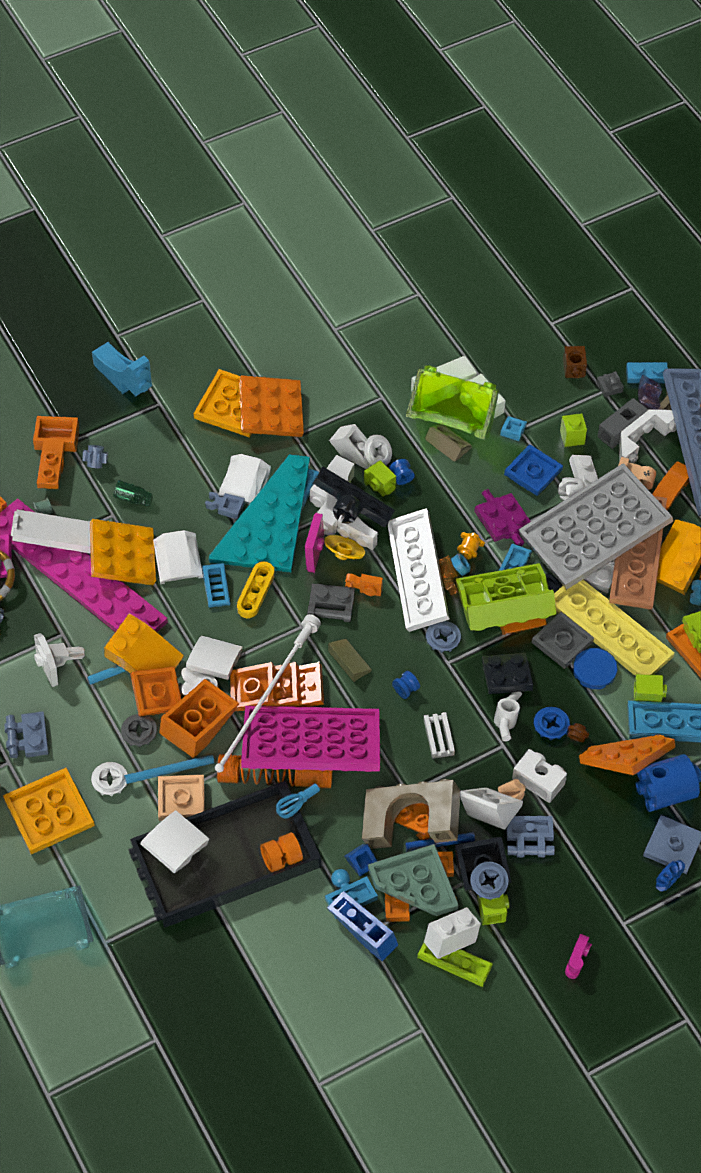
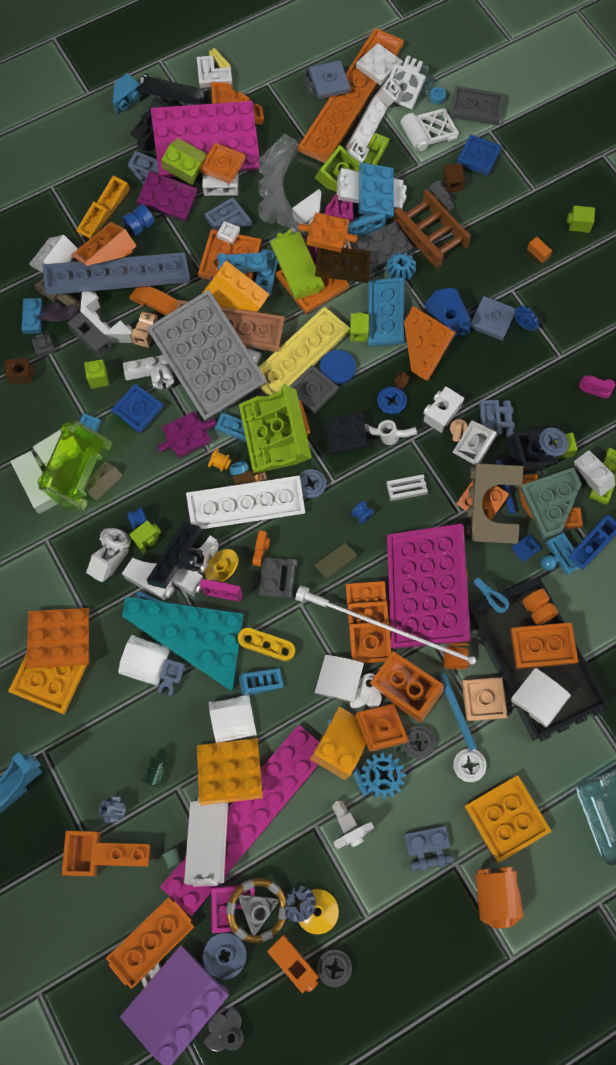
camera: 90 degrees left, 15 degrees up
(105, 696) = (389, 783): none -> dark azure gear
(234, 850) = (544, 645): none -> orange plate

